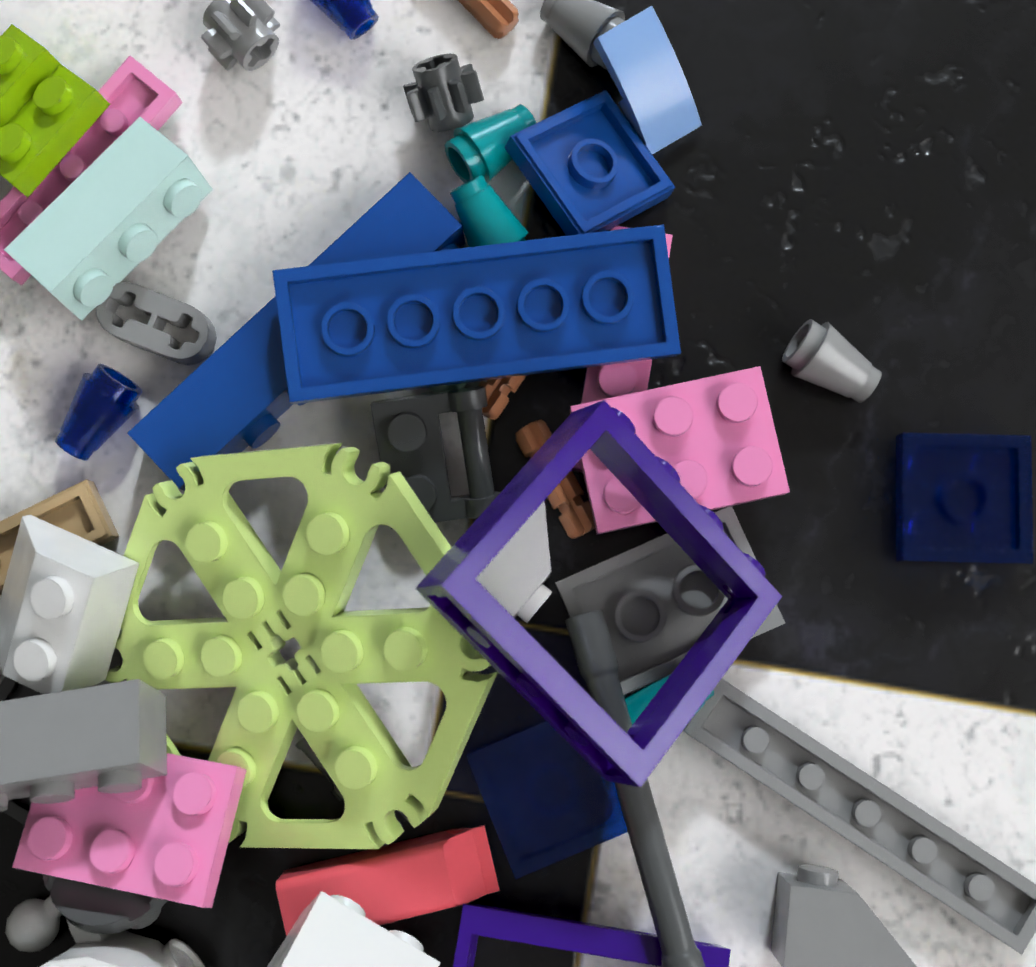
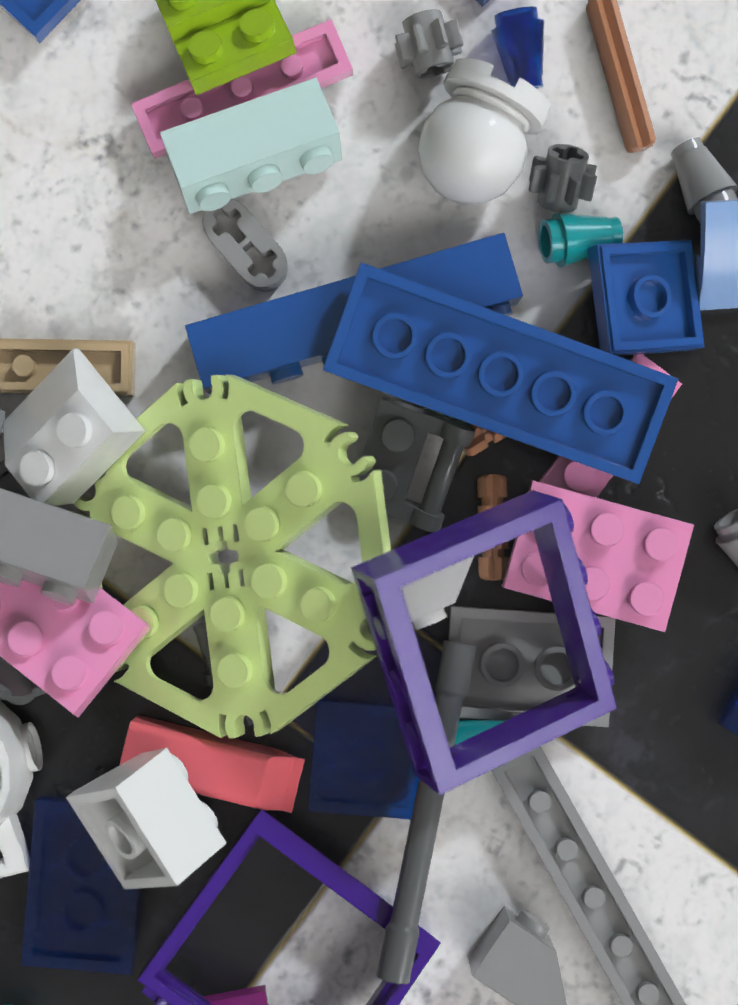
camera: 15 degrees right, 5 degrees up
(97, 411) = (167, 292): clear blue cone -> none
(333, 87) = (476, 139): none -> white tile
(485, 215) = (544, 297): teal cone -> none

